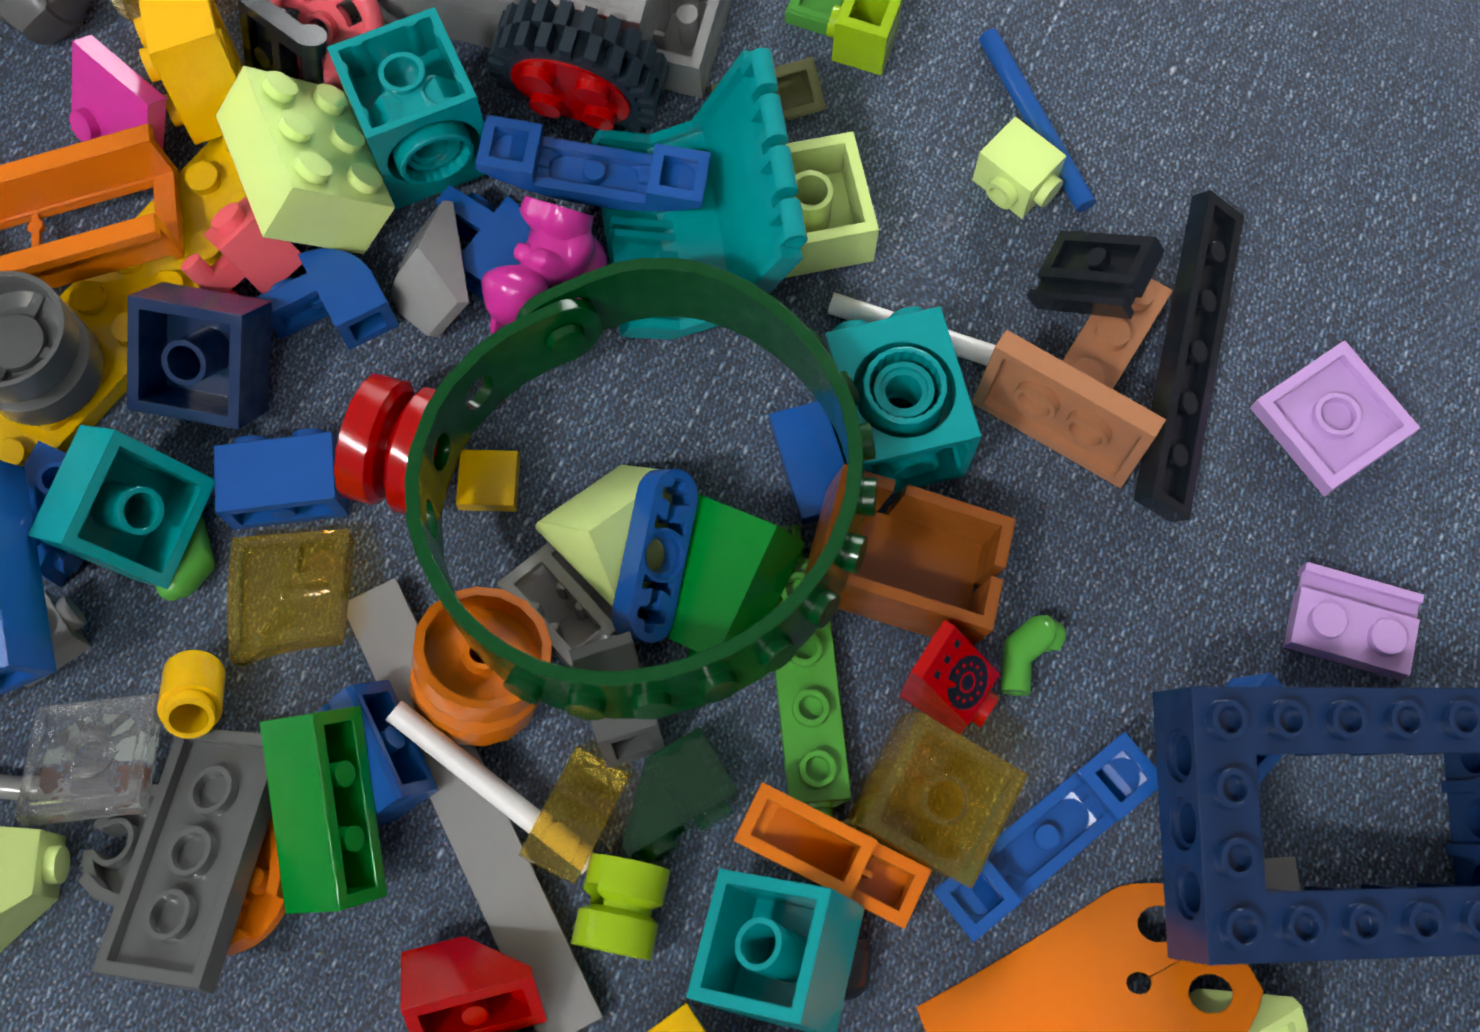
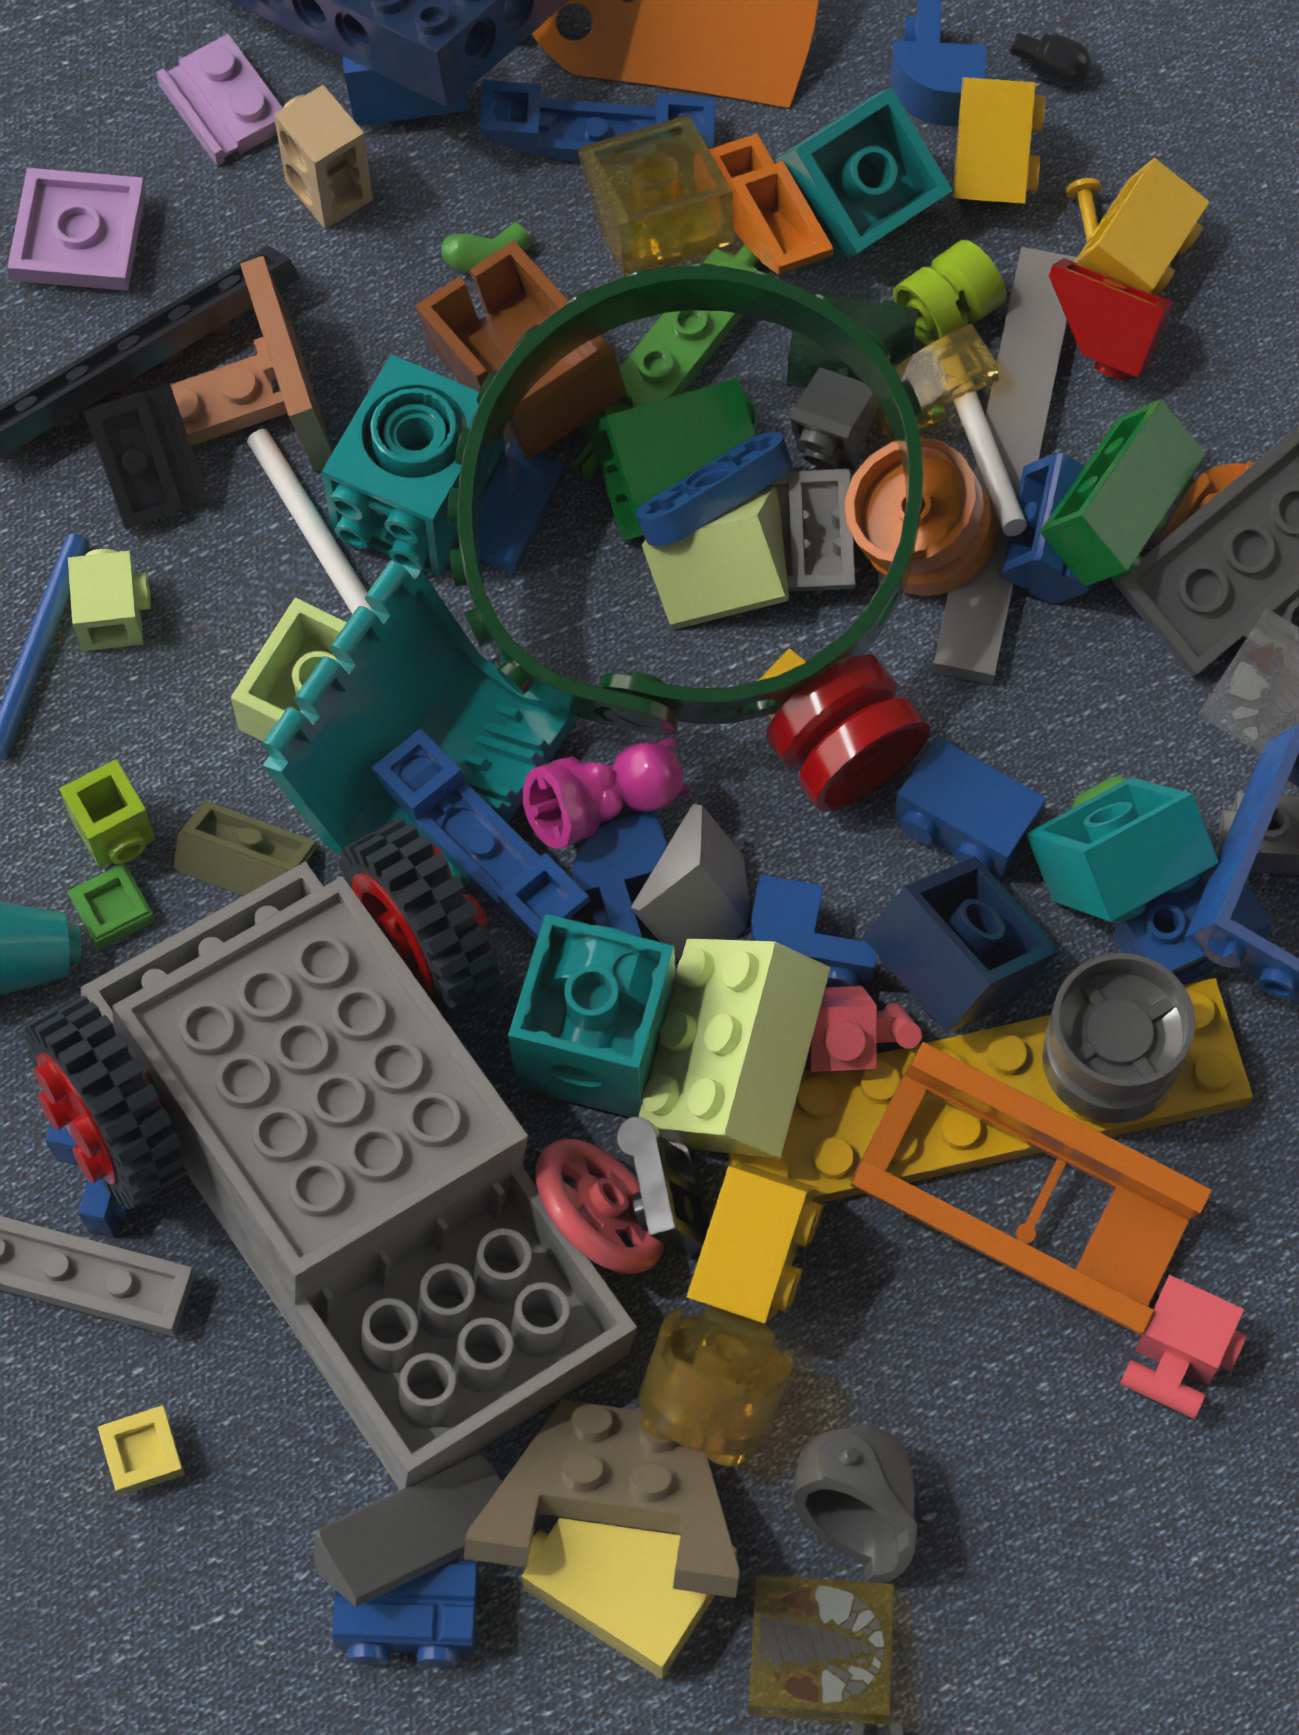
camera: 140 degrees left, 5 degrees down
(110, 94) = (870, 1262): dark pink plate -> none
(191, 693) = (1168, 679): yellow brick -> none
(287, 593) = (1030, 712): clear yellow plate -> none
(952, 681) = (571, 253): red slope -> none
(1219, 601) = (323, 156): none -> tan brick

